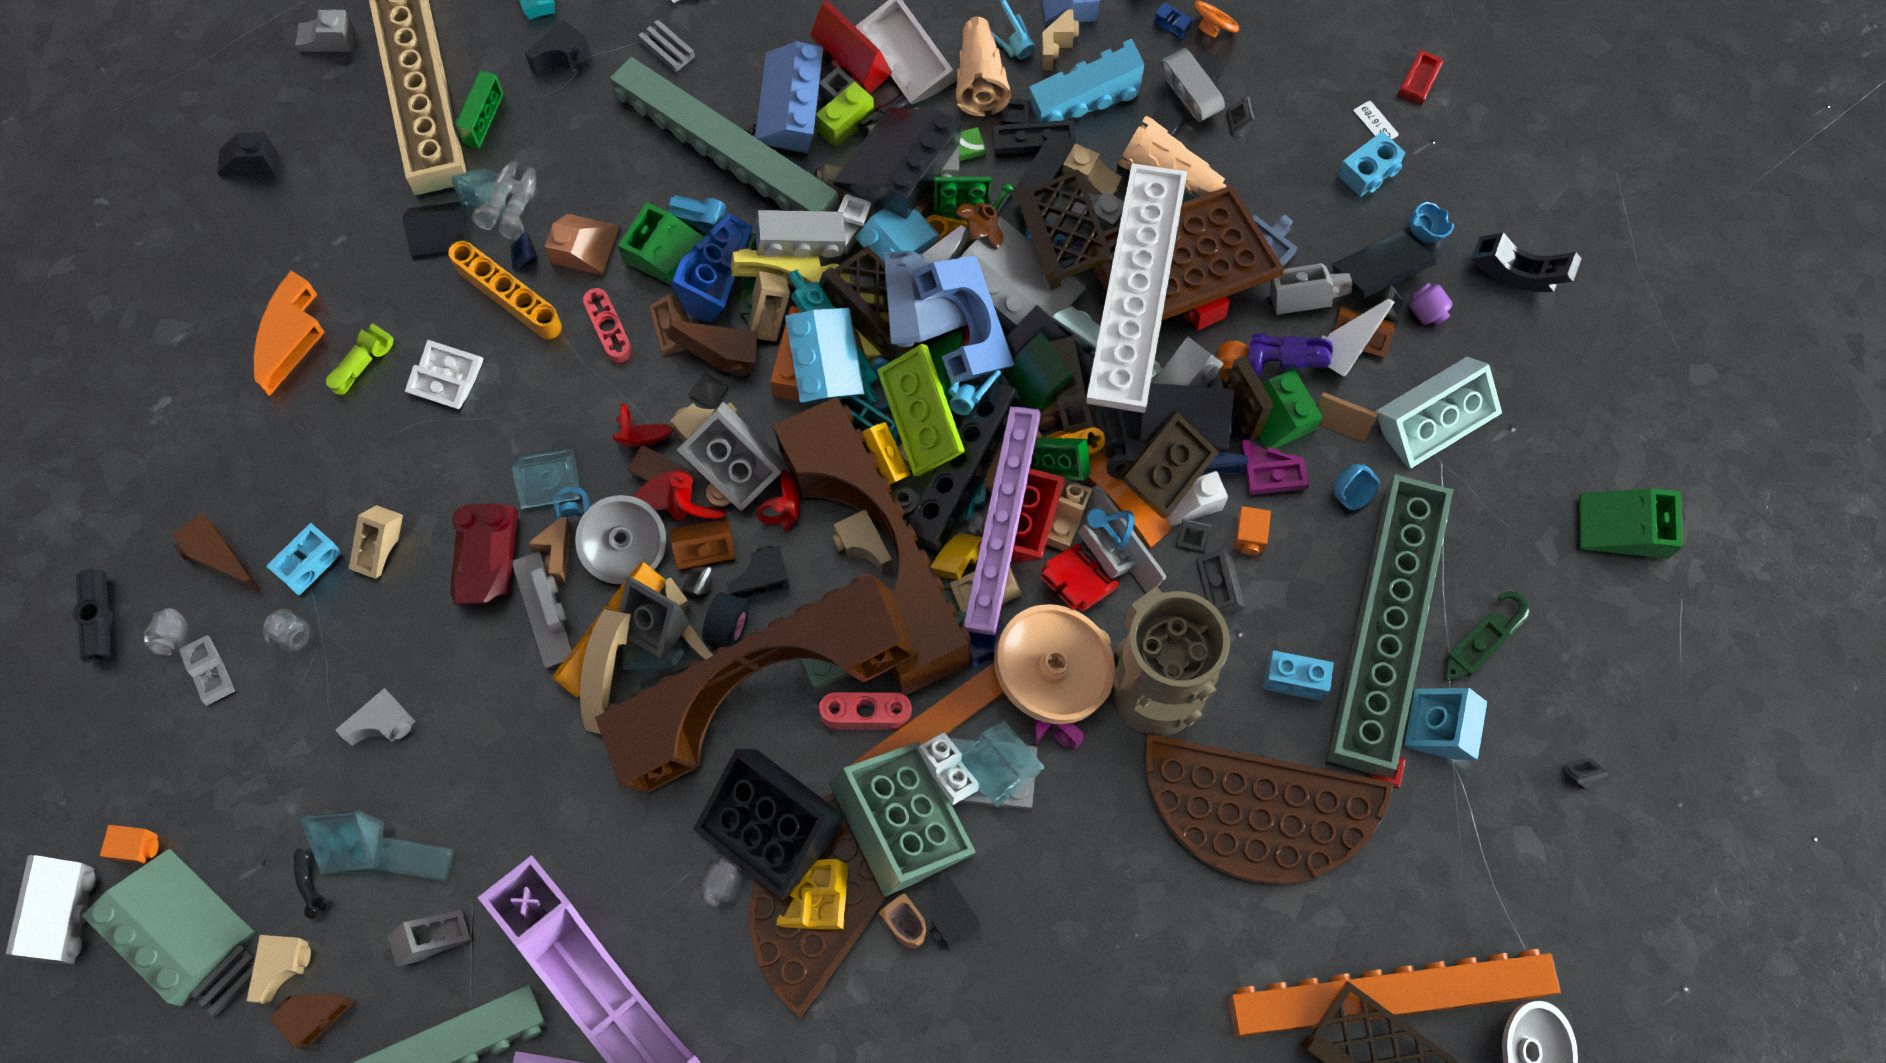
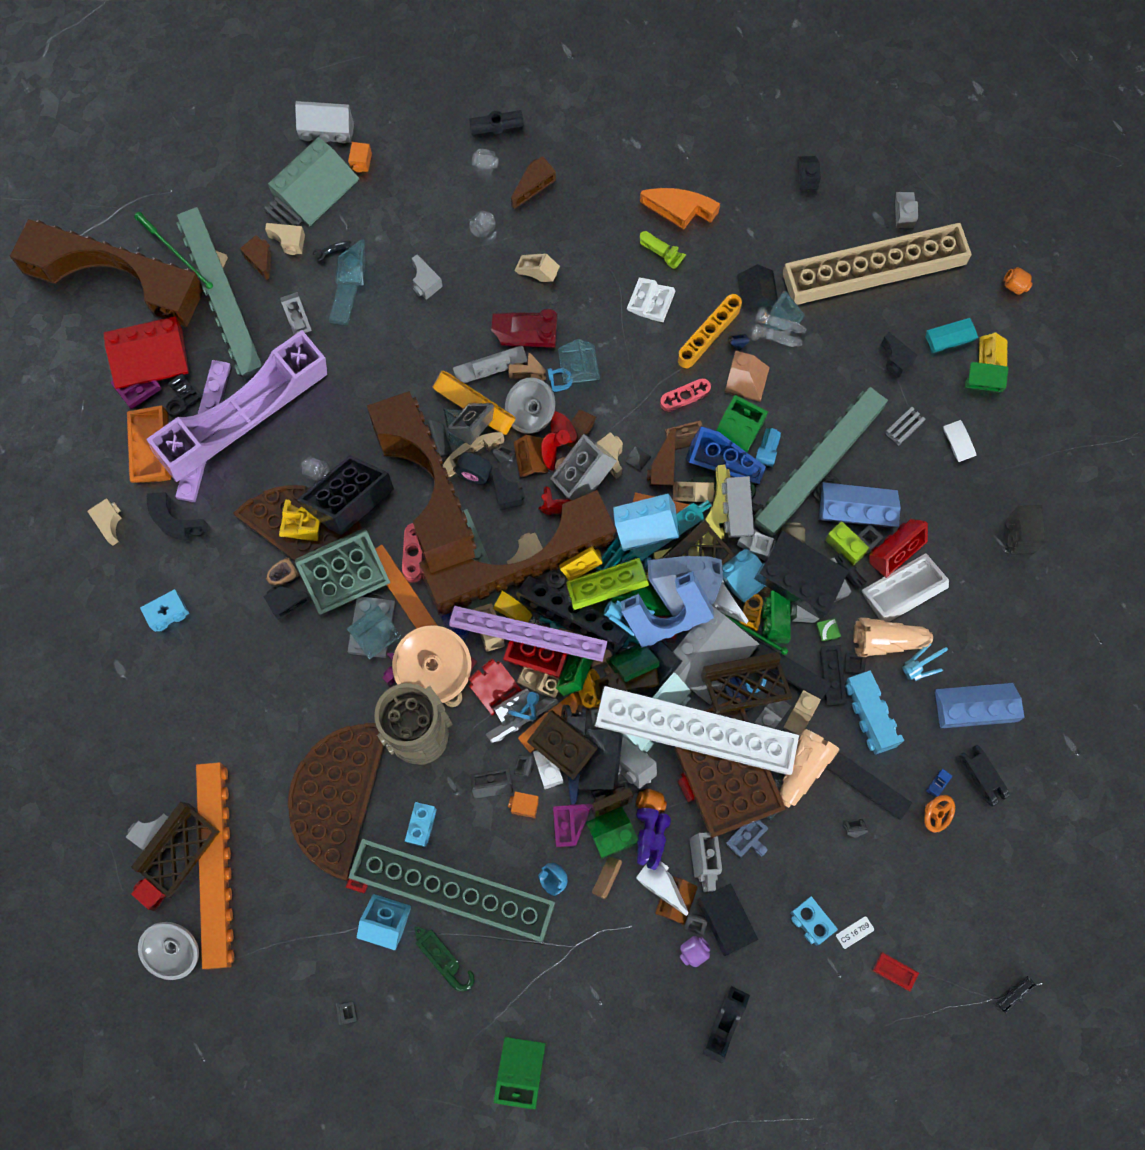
camera: 95 degrees right, 5 degrees up
(207, 670) = (465, 184): light grey slope -> none
(304, 559) = (525, 229): medium azure brick -> none
(479, 109) = (846, 307): green piece -> none
(599, 665) = (447, 393): tan slope -> none
(638, 435) = (606, 416): red piece -> none
(947, 769) = (371, 599): white slope -> none
(981, 222) = (745, 625): reddish brown plate -> none
(1056, 36) = (923, 699): tan slope -> none
(1192, 84) = (876, 789): light grey beam -> none
(1429, 223) = (762, 959): dark azure hair -> none
(1440, 411) = (610, 947): light aqua slope -> none

